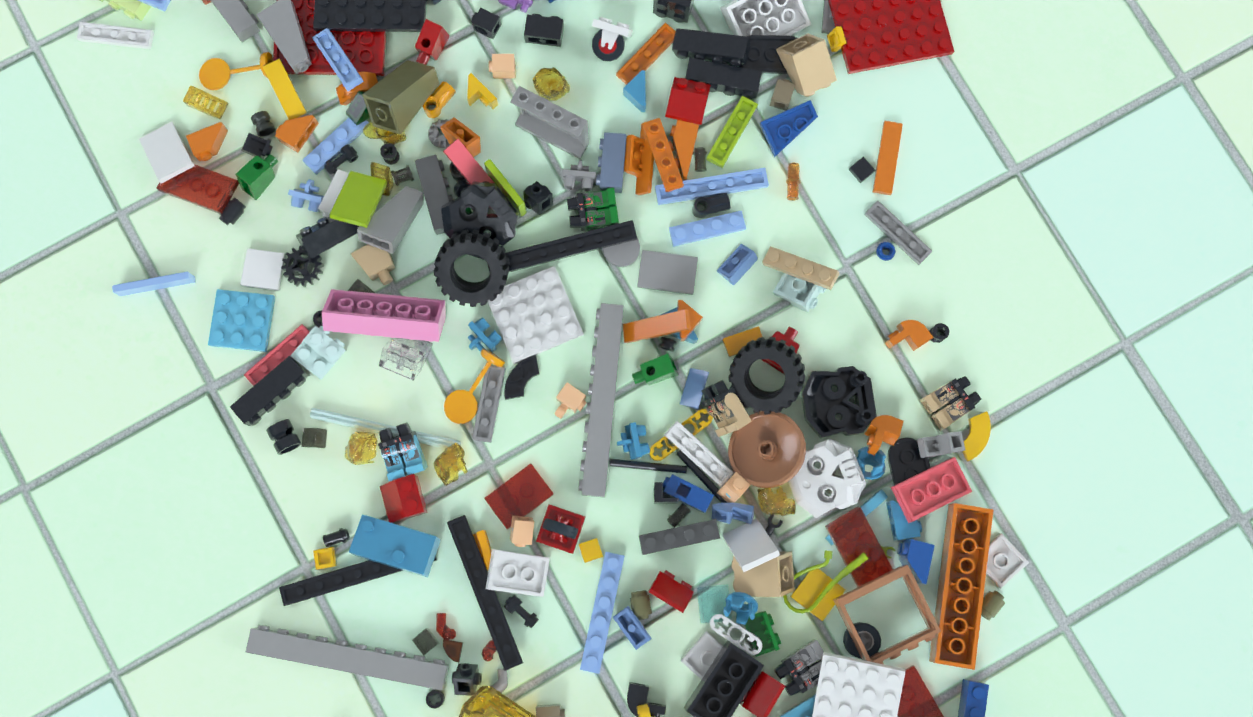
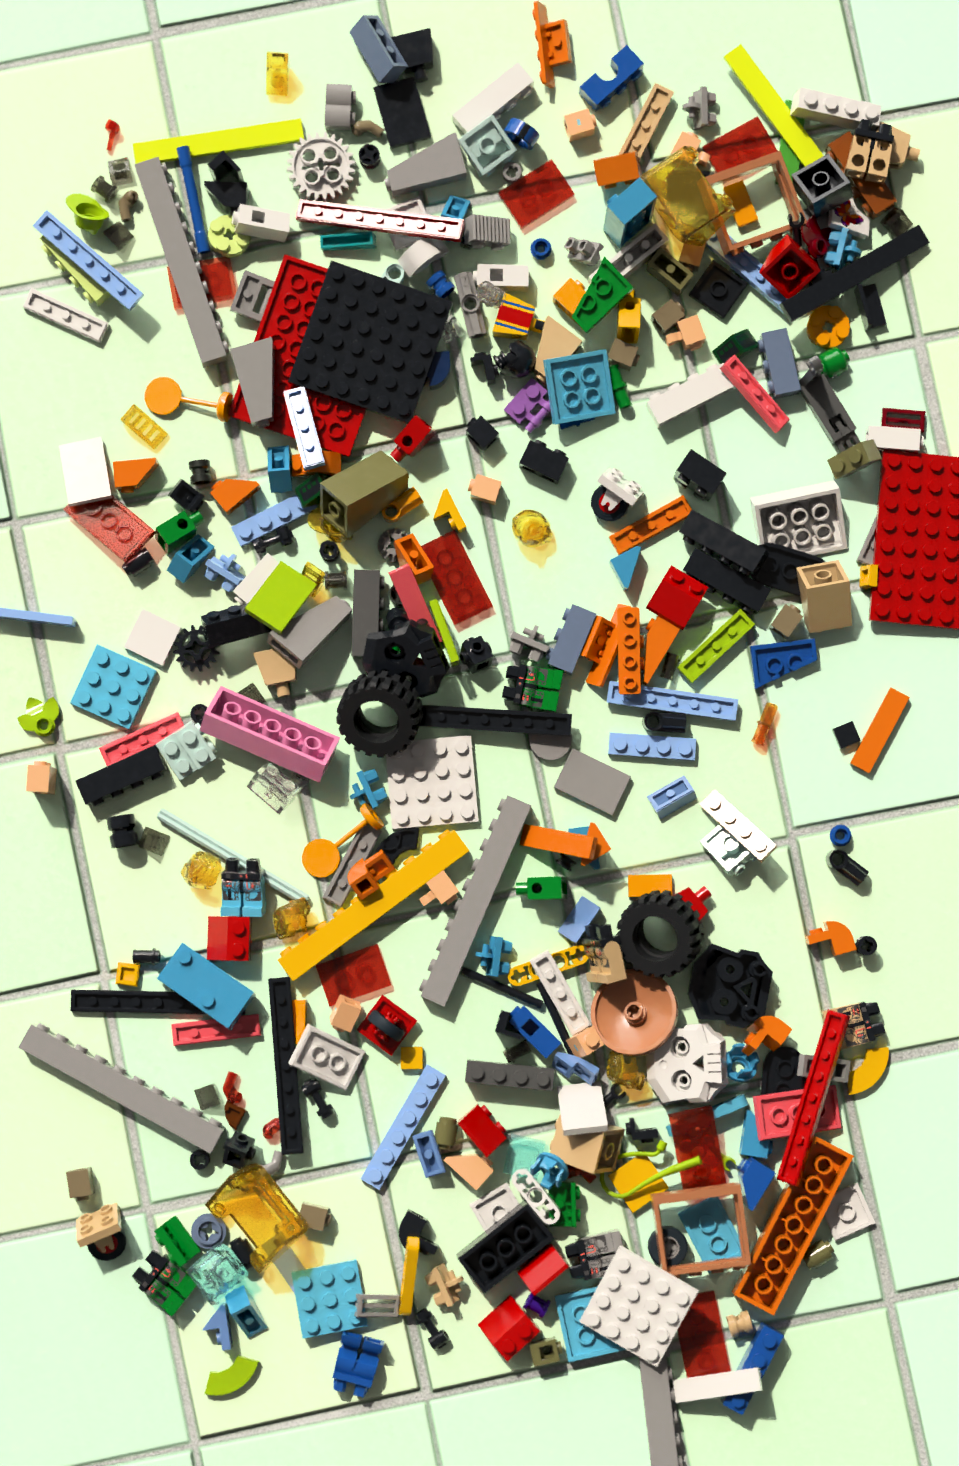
camera: 20 degrees right, 5 degrees up
(184, 362) = (39, 713): none -> lime plate
(199, 414) = (41, 778): none -> light nougat brick
(274, 195) = (190, 558): none -> dark azure slope
(284, 89) = (235, 443): yellow slope -> none
(328, 102) = (279, 469): none -> dark azure slope
(412, 582) = (211, 1030): none -> coral tile
(502, 145) = (456, 578): none -> clear red plate
(502, 406) = (366, 873): none -> orange brick
(516, 432) = (364, 912): none -> yellow brick
(551, 122) = (516, 578): light grey panel -> none
(672, 627) = (471, 1167): none -> light nougat slope
(773, 601) = (573, 1172): none -> clear red arm
(810, 551) = (645, 1135): none -> black bracket
(893, 614) = (710, 1230): none -> medium azure tile
(898, 232) = (861, 818): light grey tile -> none
(901, 274) = (848, 867): none -> black piece
(942, 472) = (813, 1098): none -> red tile
(946, 687) = (739, 1323): none -> tan wheel

